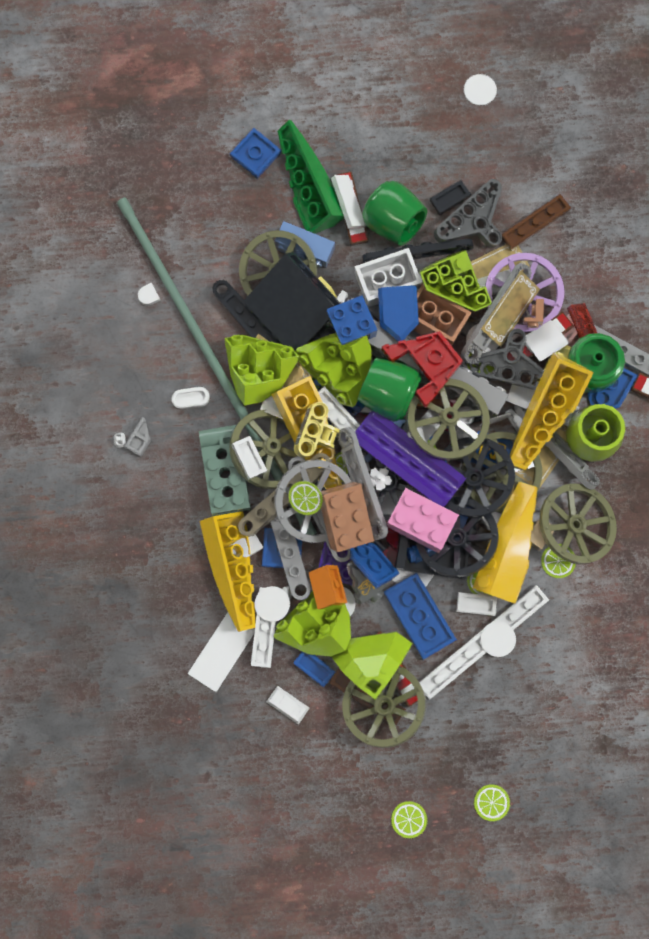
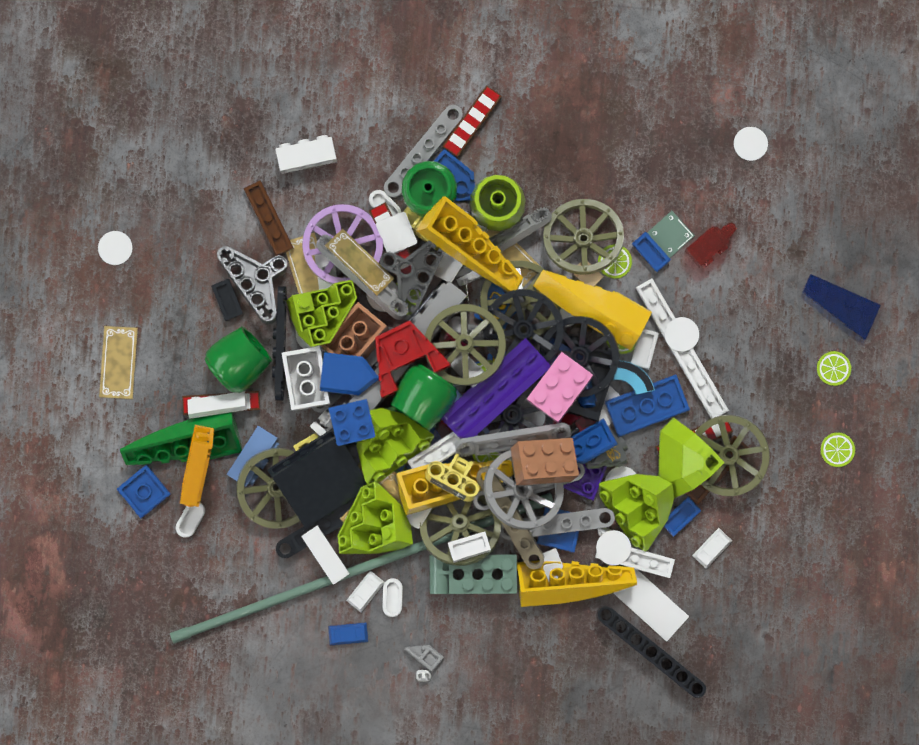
camera: 80 degrees left, 5 degrees up
(148, 295) = (277, 625): white tile -> none
(149, 362) = (348, 633): none -> blue tile
(166, 664) = (660, 654): none -> black beam
(192, 371) = (365, 591): none -> white tile
(221, 325) = (325, 555): none -> white tile
(236, 199) = (190, 520): none -> white tile
(285, 189) = (196, 466): none -> light orange door
(305, 498) = (522, 497): lime sticker -> none
(327, 586) = (607, 490): orange panel -> none
(373, 110) = (118, 362): none -> pearl gold sticker
(380, 478) = (510, 421): white plant -> none
(446, 597) = (634, 377): none -> tile
(537, 311) = (366, 236): nougat bracket -> none
(558, 806) = (846, 306): none -> clear blue wing
(575, 595) = (651, 251): none -> blue tile
(581, 319) = (383, 192): clear red plate -> none
(595, 653) = (710, 243): none -> clear red hinge
(596, 612) = (670, 234): none -> sand green sticker
(604, 245) = (306, 154): none -> white brick

